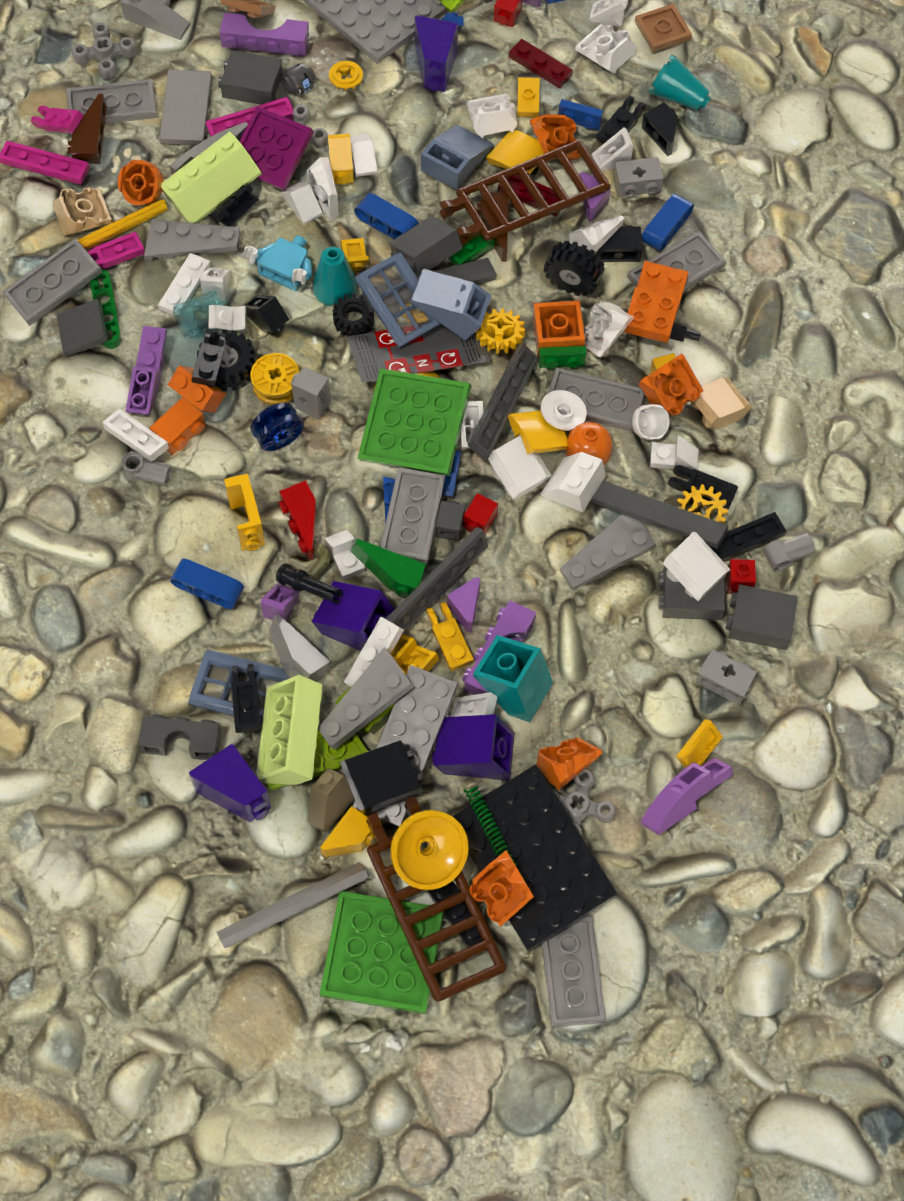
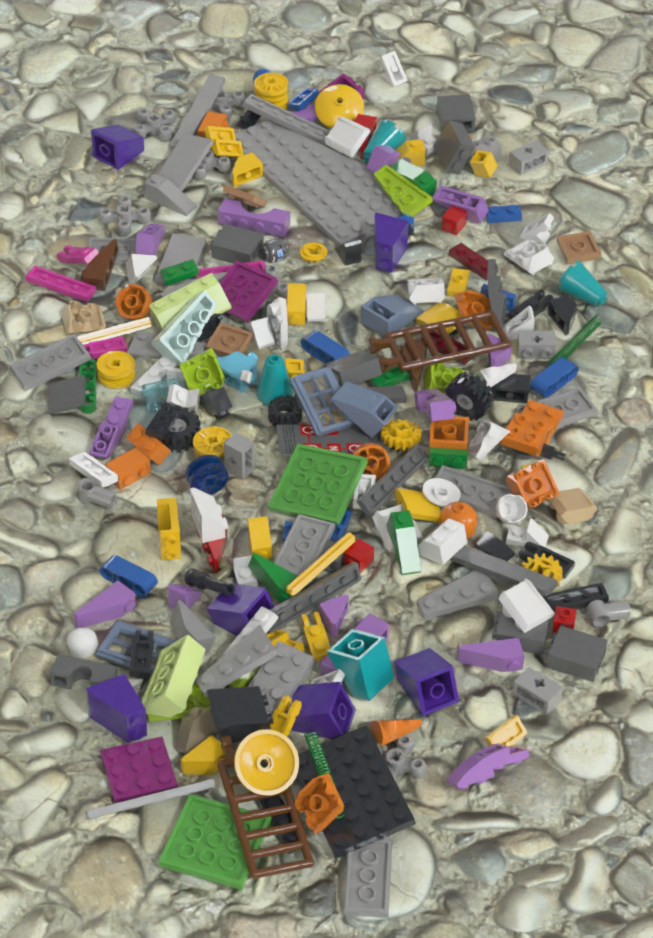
camera: 10 degrees right, 20 degrees down
(135, 125) = (138, 265): none -> white slope
(135, 282) = (116, 369): none -> yellow wheel
(142, 84) = (149, 239): none -> medium lavender slope
(168, 688) = (82, 642): none -> white hair
(188, 128) = (179, 272): none -> green plate
(190, 631) = (108, 605): none -> medium lavender slope
(211, 215) = (181, 333): none -> light aqua wedge
(245, 278) = (203, 372): none -> lime slope
(267, 221) = (229, 339): none -> medium nougat plate
(270, 861) = (138, 769): none -> magenta plate
(290, 493) = (207, 516): none -> white slope
(358, 512) = (259, 537): none -> yellow slope
(390, 70) = (350, 252): none -> black slope
(434, 776) = (282, 721): none -> yellow hinge
(439, 540) = (320, 564): none -> yellow axle
(477, 373) = (377, 459): none -> orange cylinder
(532, 489) = (404, 541): none -> slope
(533, 243) = (439, 376): none -> lime slope
(544, 293) = (435, 404): none -> medium lavender arch
(583, 122) = (497, 298): none -> dark grey slope
(593, 683) = (427, 681): none -> dark purple slope
(638, 478) = (493, 546): none -> black slope
(668, 634) = (494, 655): none -> medium lavender slope
(684, 164) = (570, 349): none -> green piece

